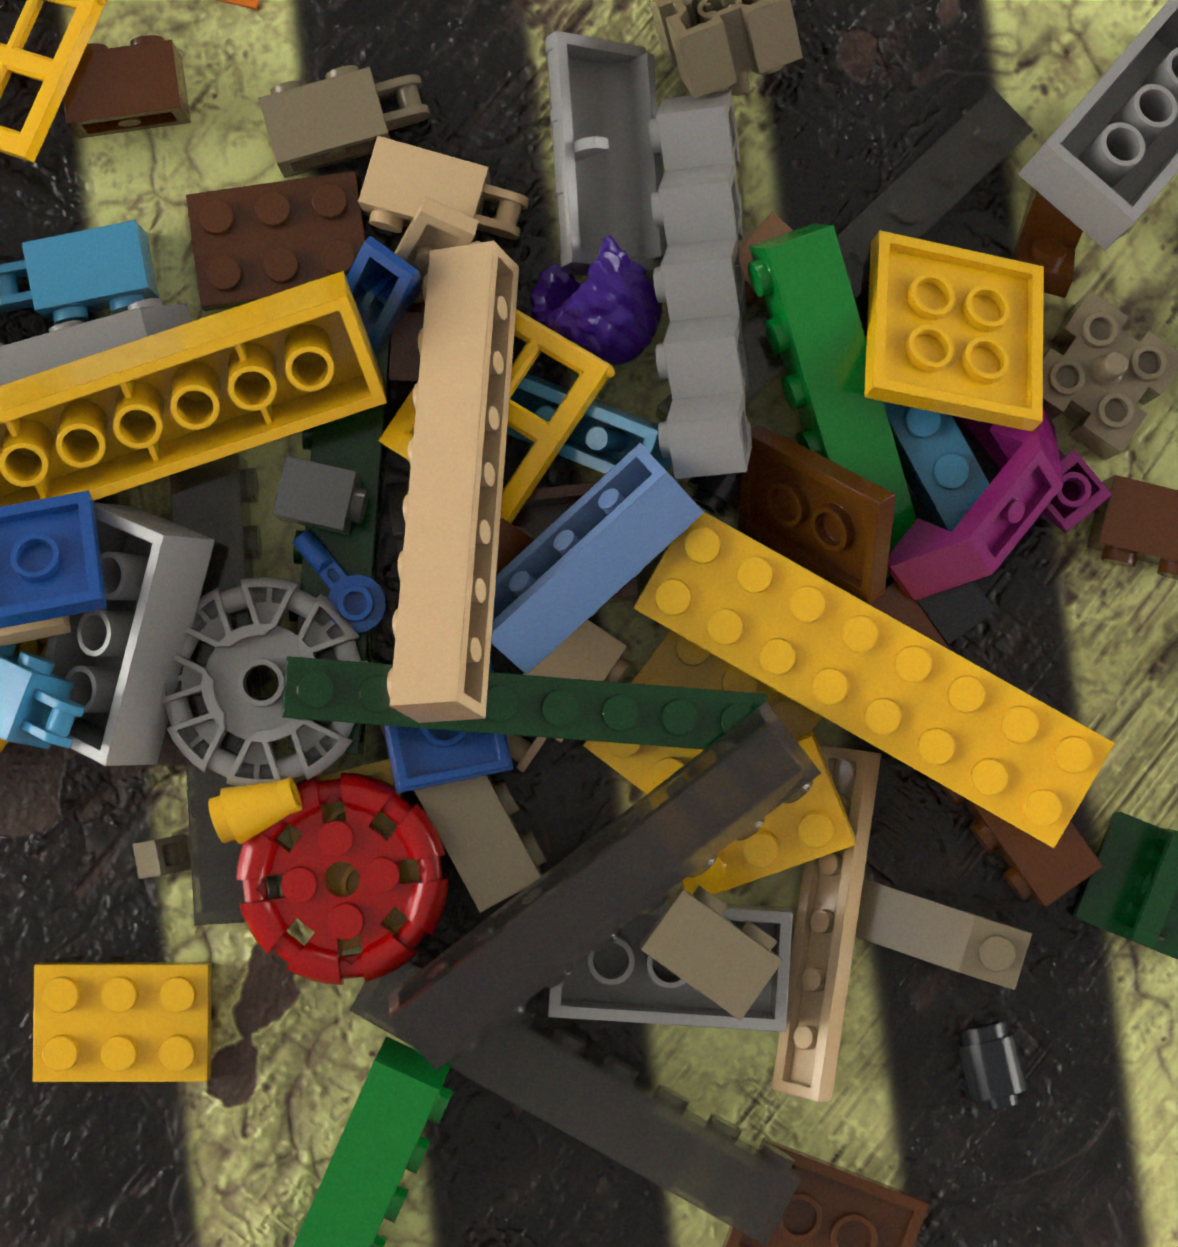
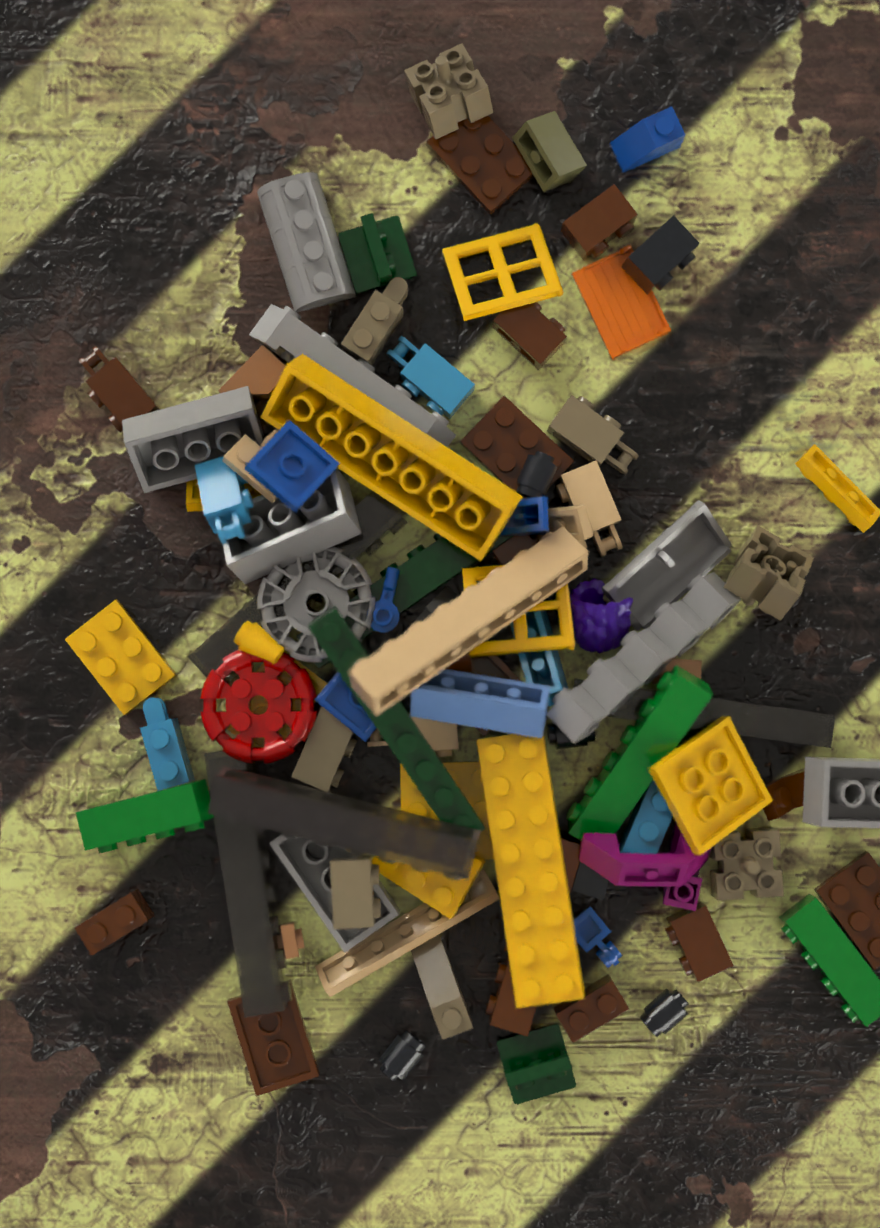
camera: 55 degrees right, 0 degrees up
(161, 856) = (205, 616): dark tan piece -> none
(295, 1057) = (165, 746): none -> dark azure brick
(320, 496) = (417, 564): dark grey brick -> none
(329, 232) = (536, 475): none -> black brick
(708, 1094) = (290, 939): none -> medium nougat bracket
(817, 514) = (581, 787): reddish brown plate -> none
(1027, 664) = (590, 932): none -> blue plate
(1138, 762) = (599, 1006): none -> reddish brown brick

